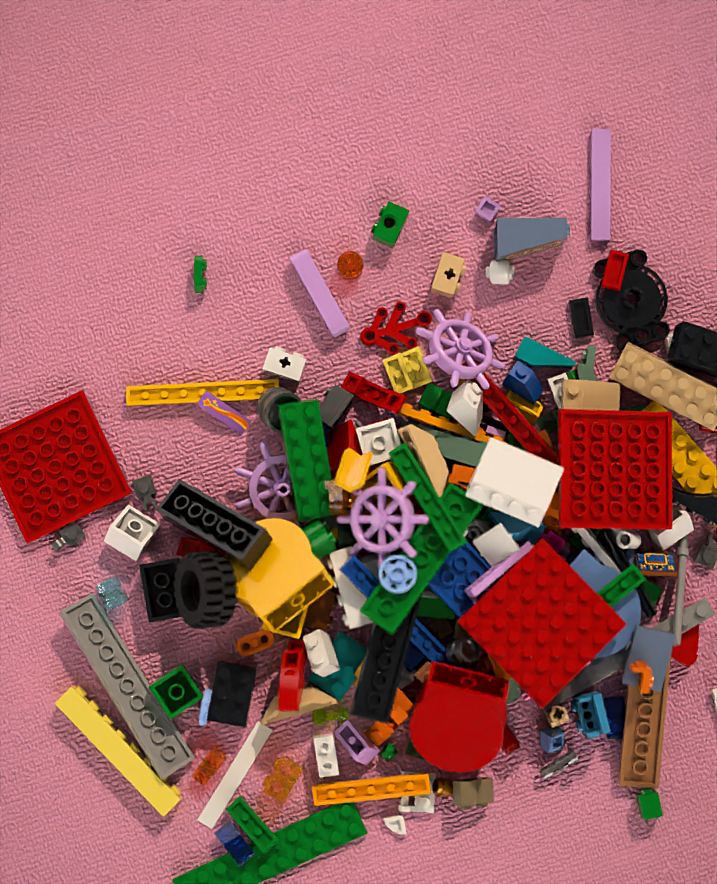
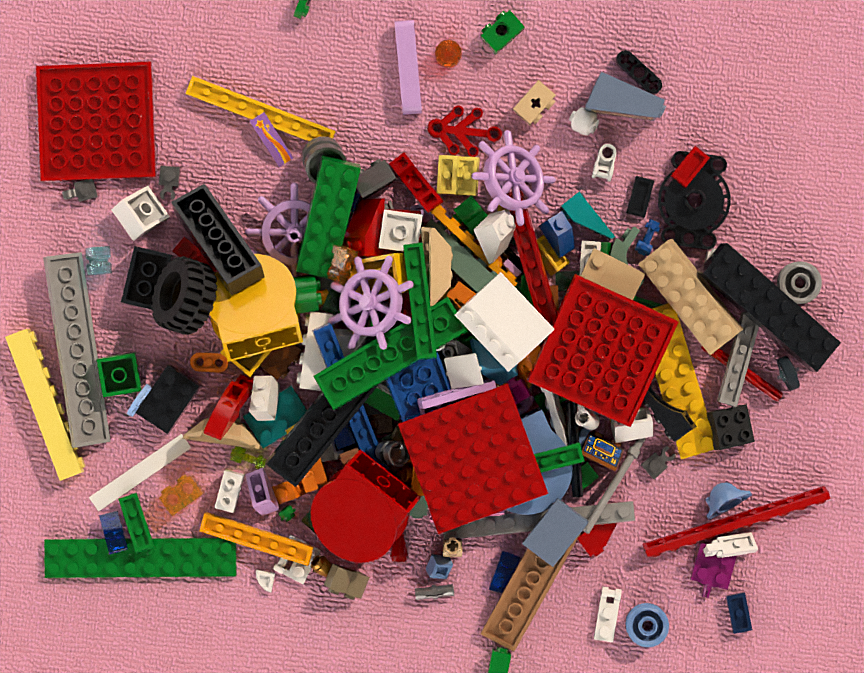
camera: 25 degrees right, 5 degrees up
(209, 765) = (120, 454): clear orange leg -> none
(273, 364) = (336, 117): white brick -> none
(353, 470) = (364, 246): yellow panel -> none
(397, 574) = (362, 358): light blue wheel -> none
(487, 209) = (599, 57): lavender plate -> none
(517, 197) = (632, 58): none -> black beam
(536, 301) = (604, 164): none -> white piece
(596, 716) = (487, 564): dark azure piece -> none
(600, 184) = (715, 80): lavender tile -> none
(605, 361) = (644, 247): none -> blue bar
(645, 678) = (543, 549): orange bracket -> none

